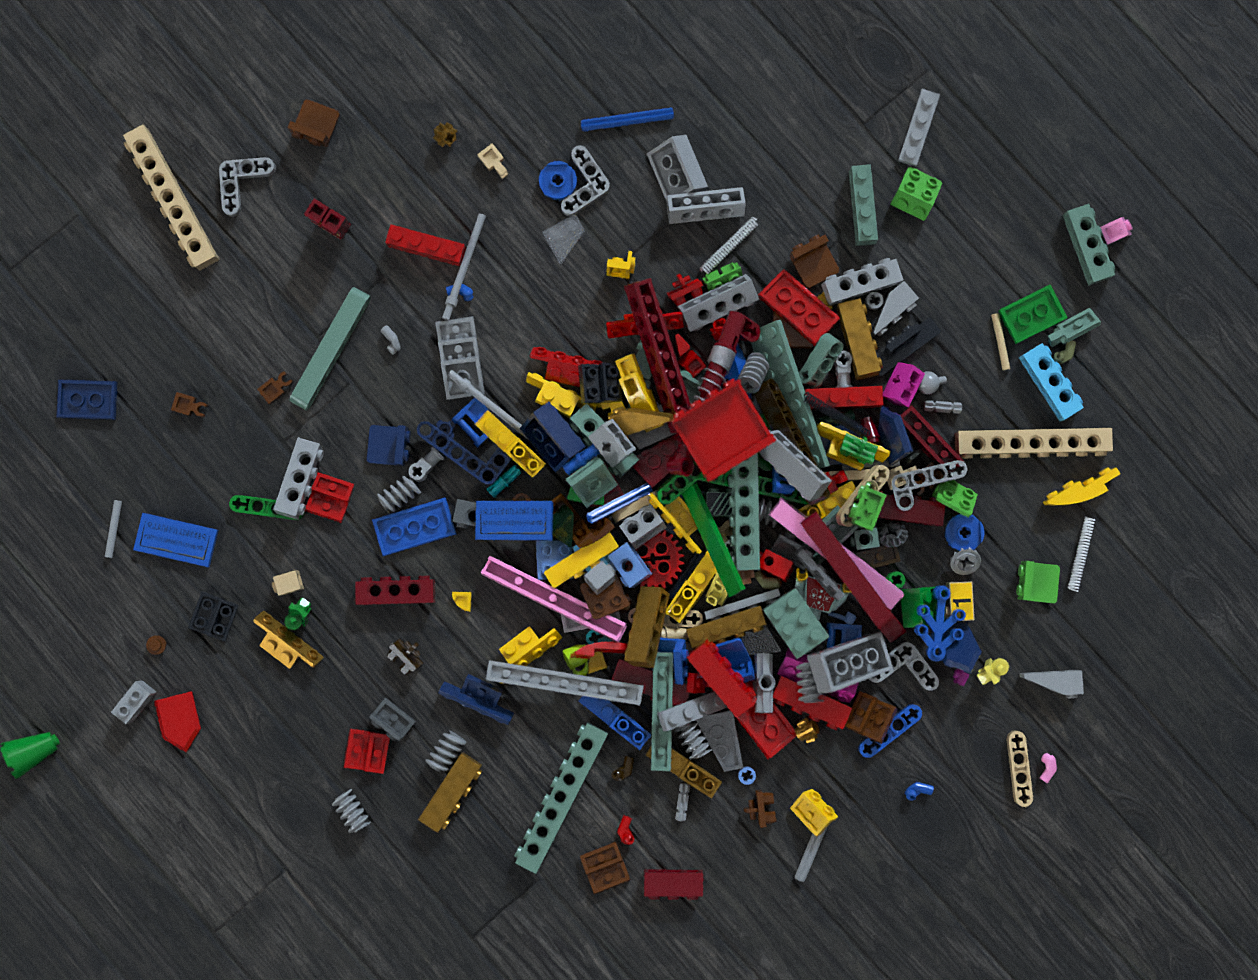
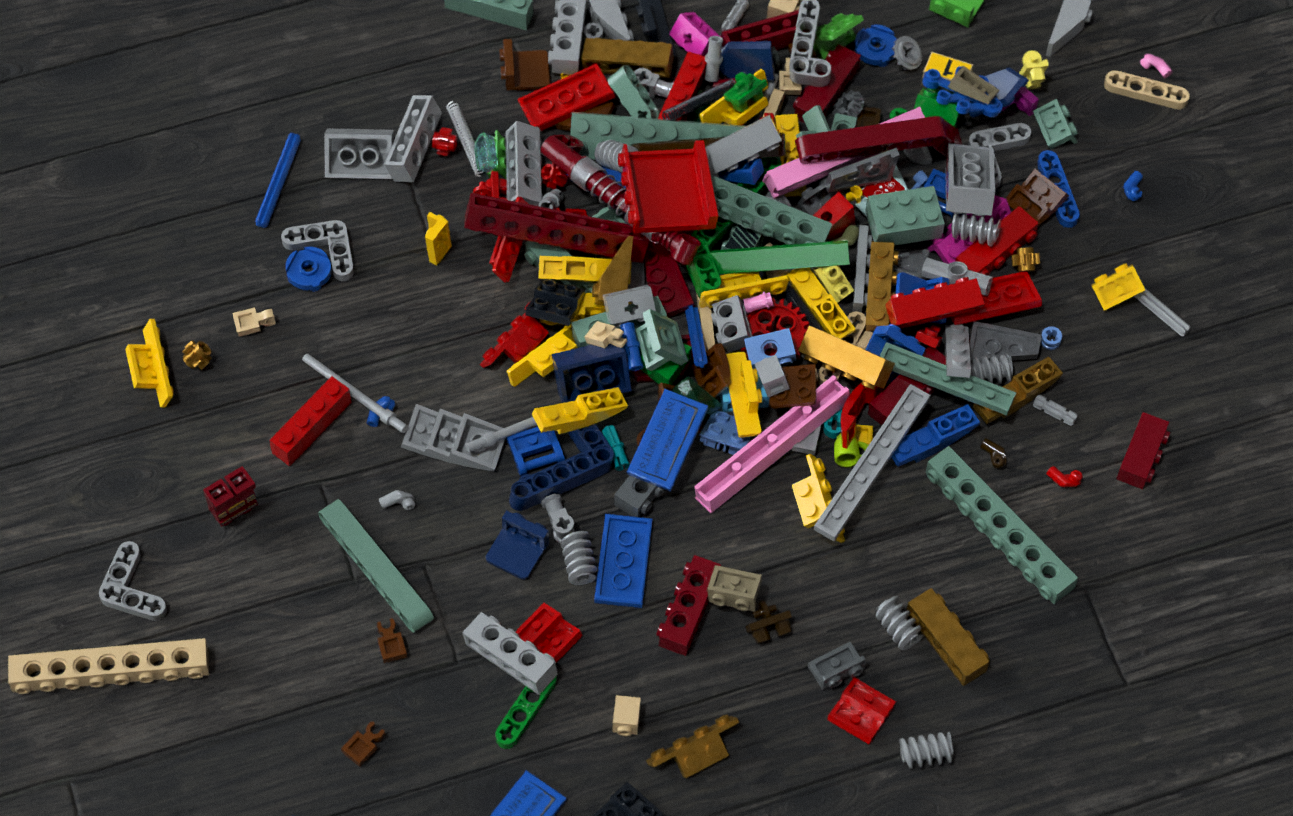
camera: 65 degrees left, 25 degrees down
(298, 614) = (669, 711): green hips -> none
(314, 123) = (109, 481): reddish brown bracket -> none
(415, 621) = (734, 588): none -> dark tan bracket
(422, 101) = (148, 364): none -> yellow bracket
(463, 600) = (731, 543): yellow tile -> none
(478, 696) = (848, 563): dark blue bracket -> none
(563, 237) = (373, 288): clear wing -> none
(579, 434) = (604, 334): none -> tan plate
(605, 868) = (1099, 514): reddish brown slope -> none
(670, 538) = (758, 302): none -> bright pink pin
(694, 338) = (551, 199): none -> light grey pin
(716, 230) = (444, 141): none -> red gear
(716, 267) = (485, 152): none -> clear light blue plate
(762, 799) = (1093, 337): reddish brown hips -> none
(868, 507) = (810, 100): bright green bracket -> none
(876, 485) = (783, 91): tan beam -> none
(881, 409) = (713, 58): none -> light grey pin
(931, 383) = (706, 13): light grey piece -> none
(938, 630) = (972, 86): none -> dark tan slope
(950, 707) = (1055, 124): none -> sand green bracket

